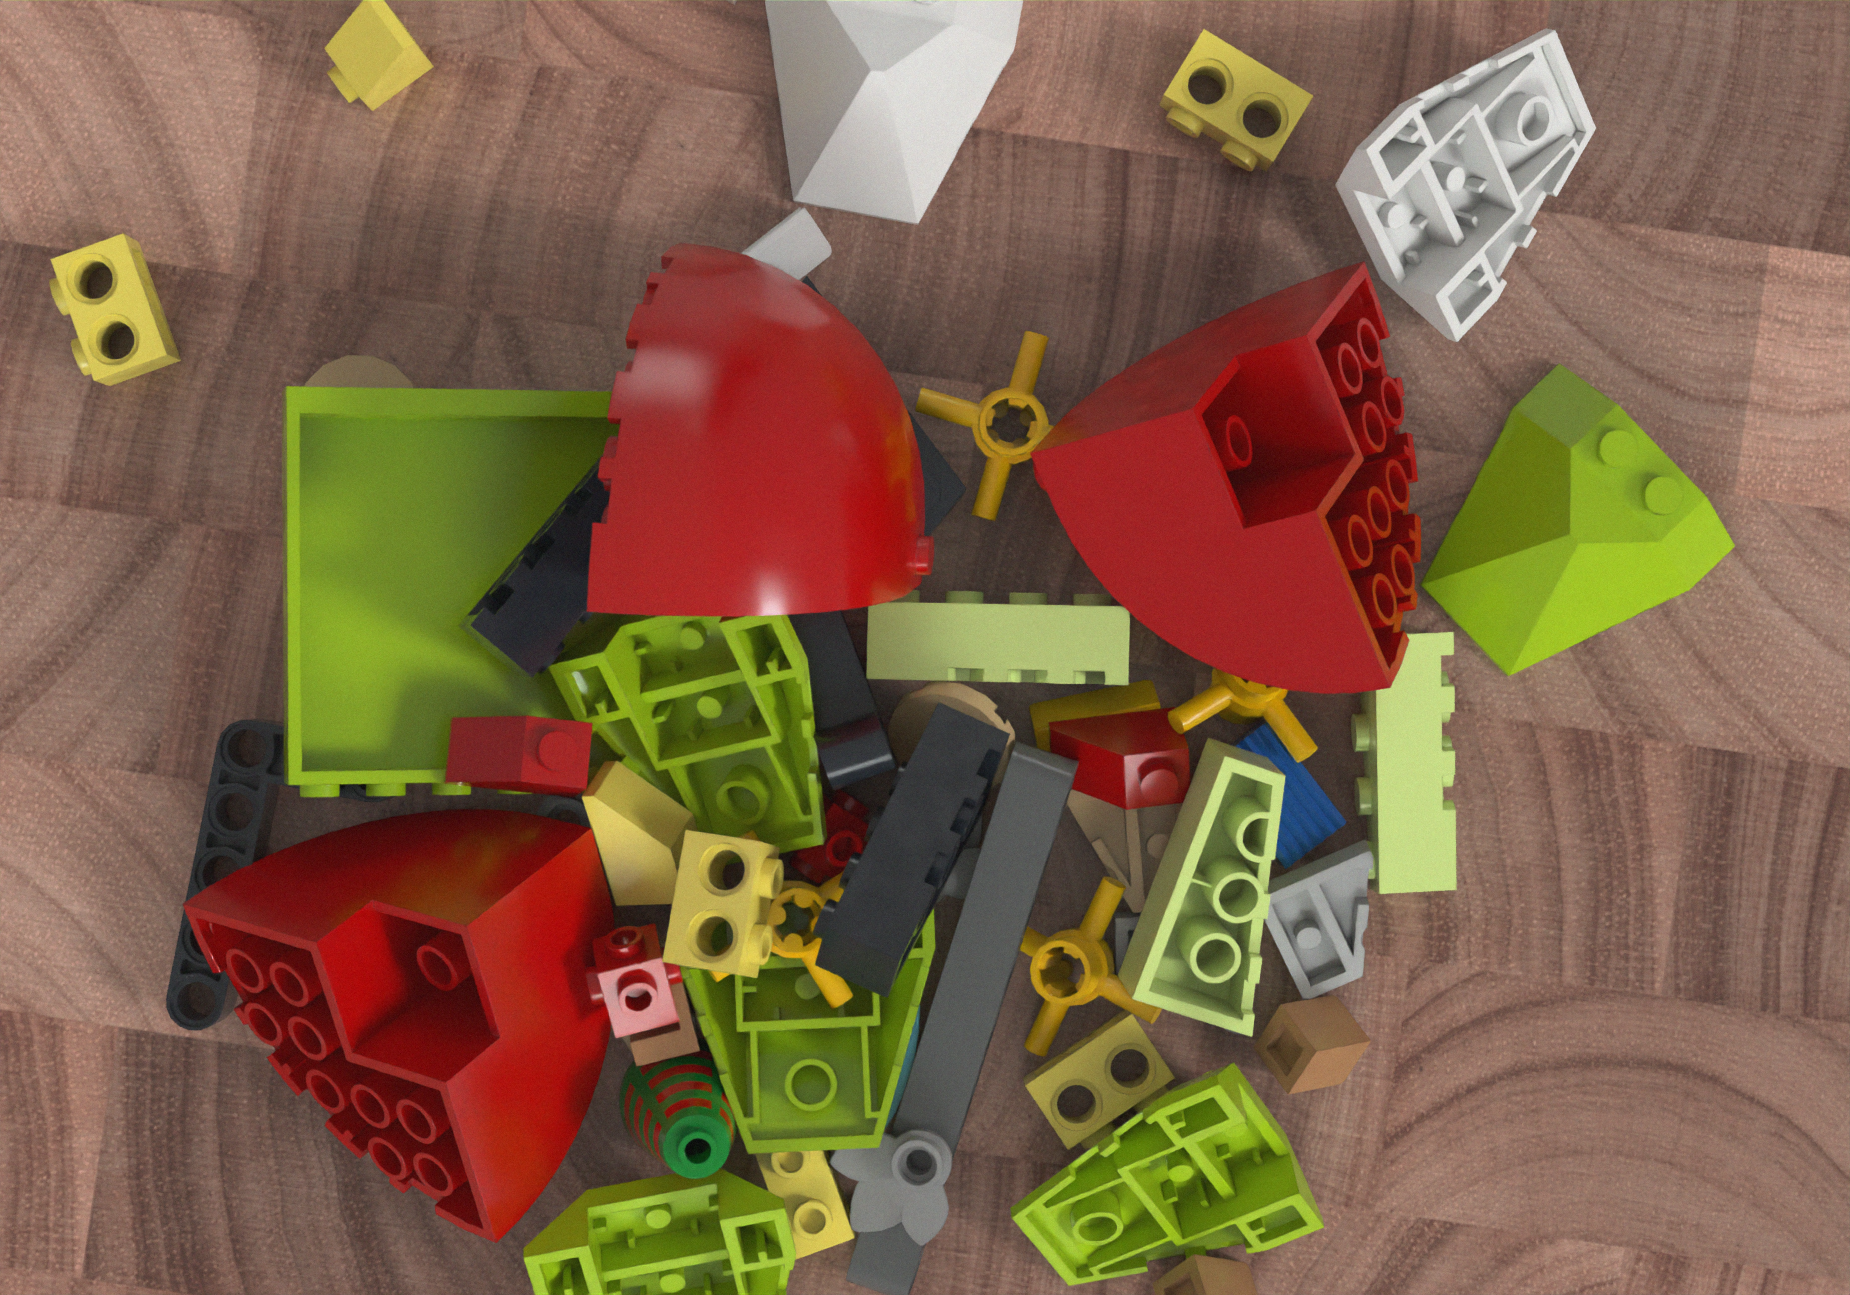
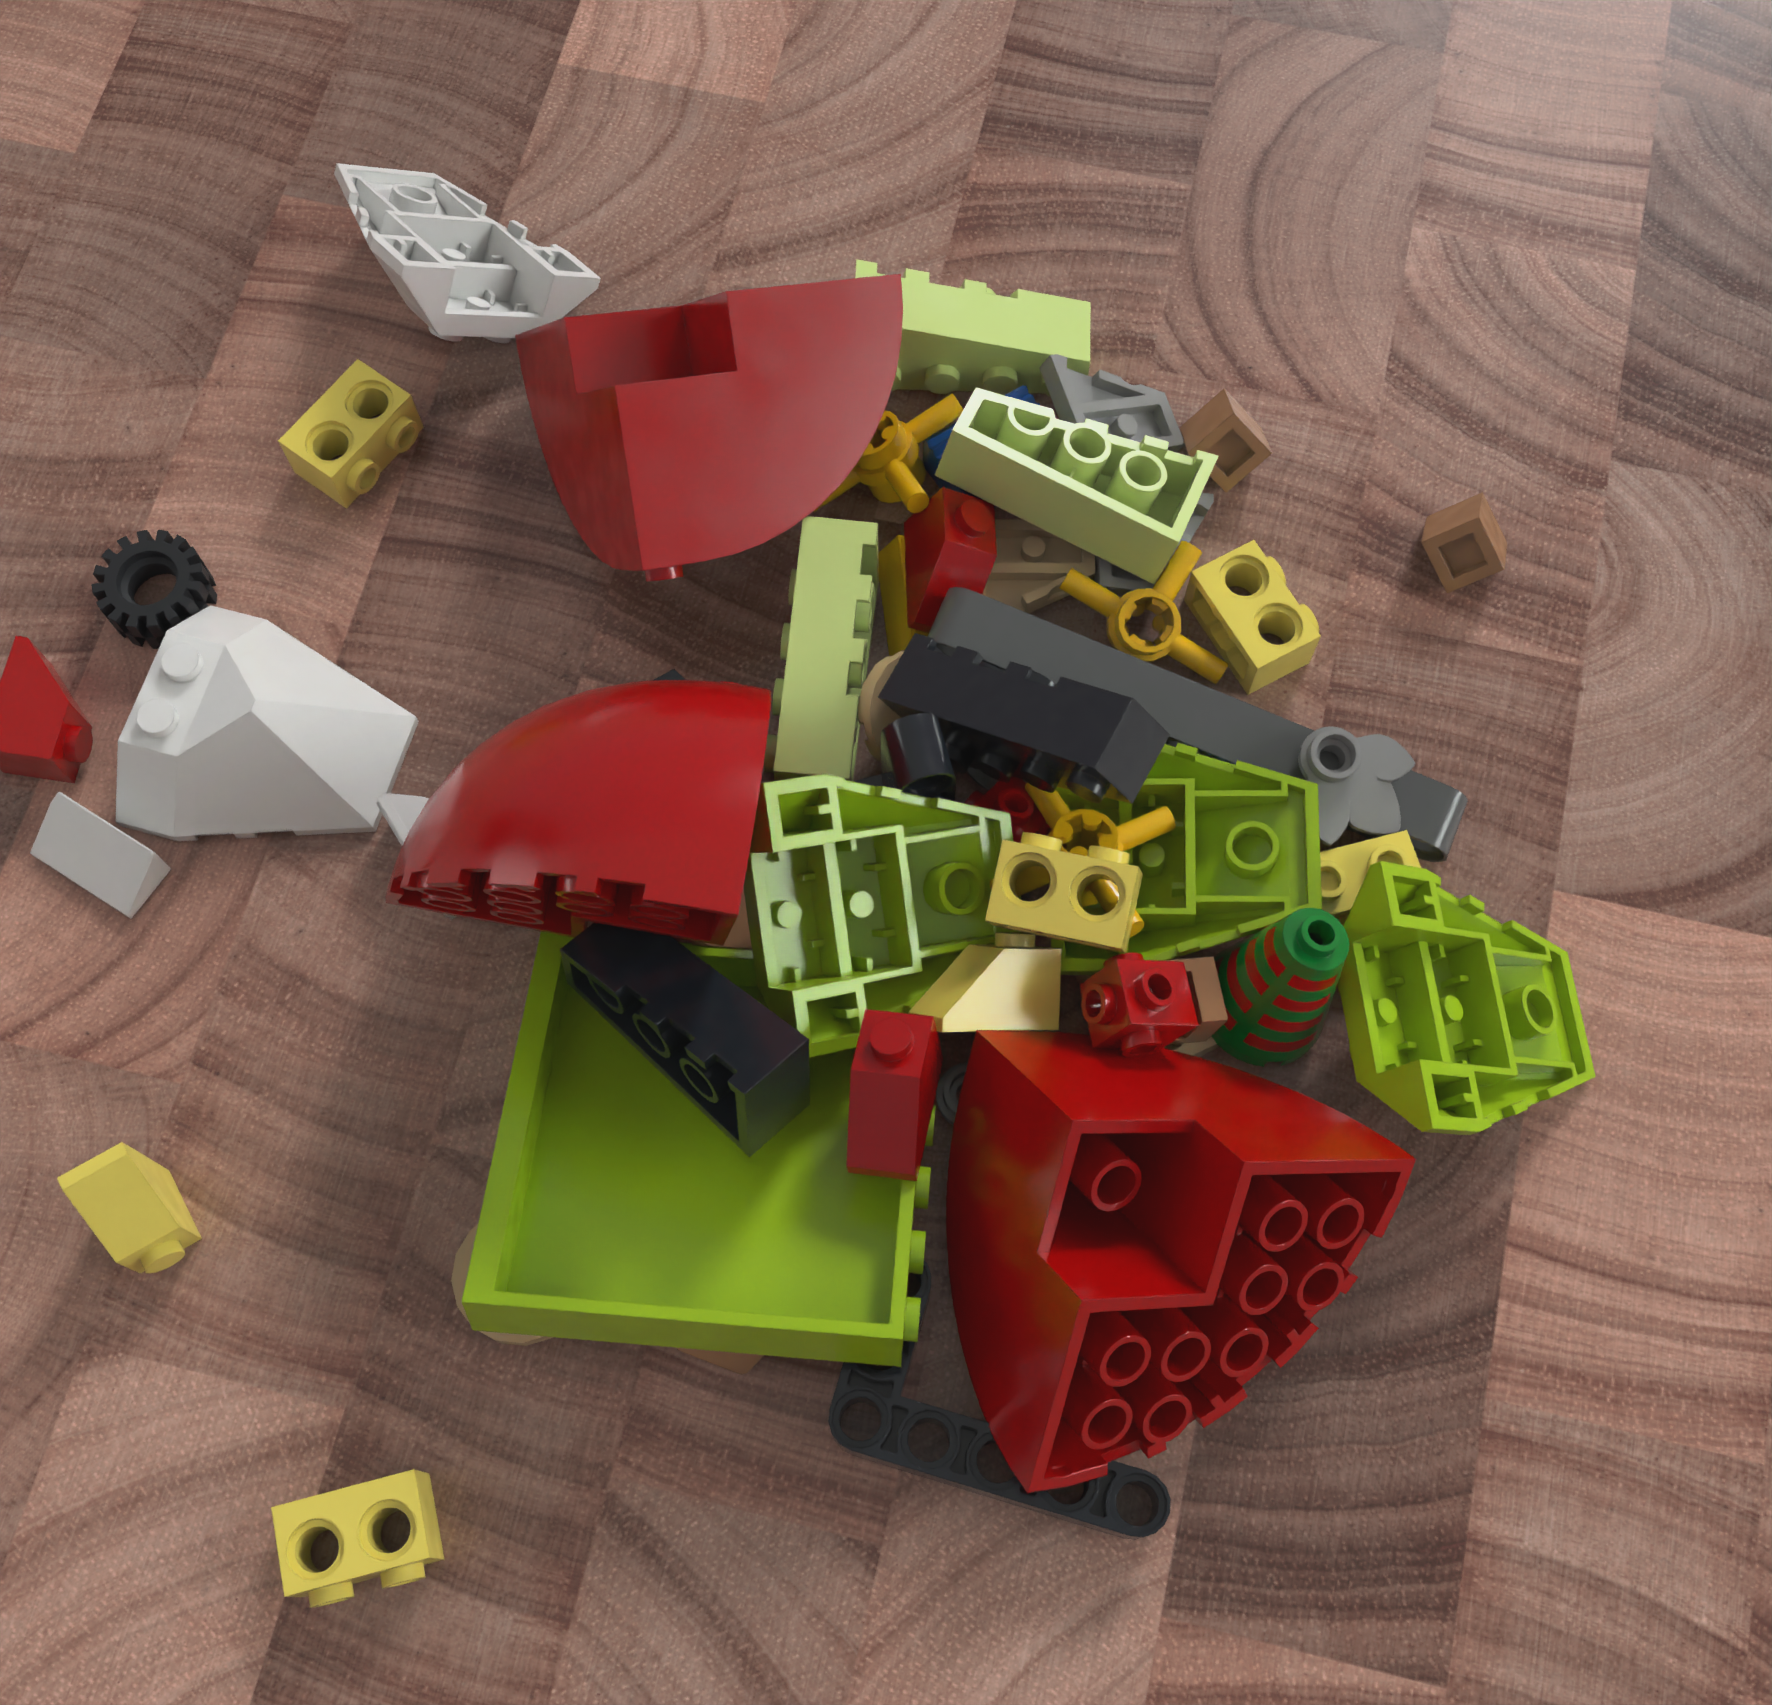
camera: 85 degrees left, 20 degrees down
(979, 417) = (606, 633): yellow bar -> none
(1174, 1181) = (1352, 552): lime wedge -> none
(1570, 528) = (765, 199): lime wedge -> none

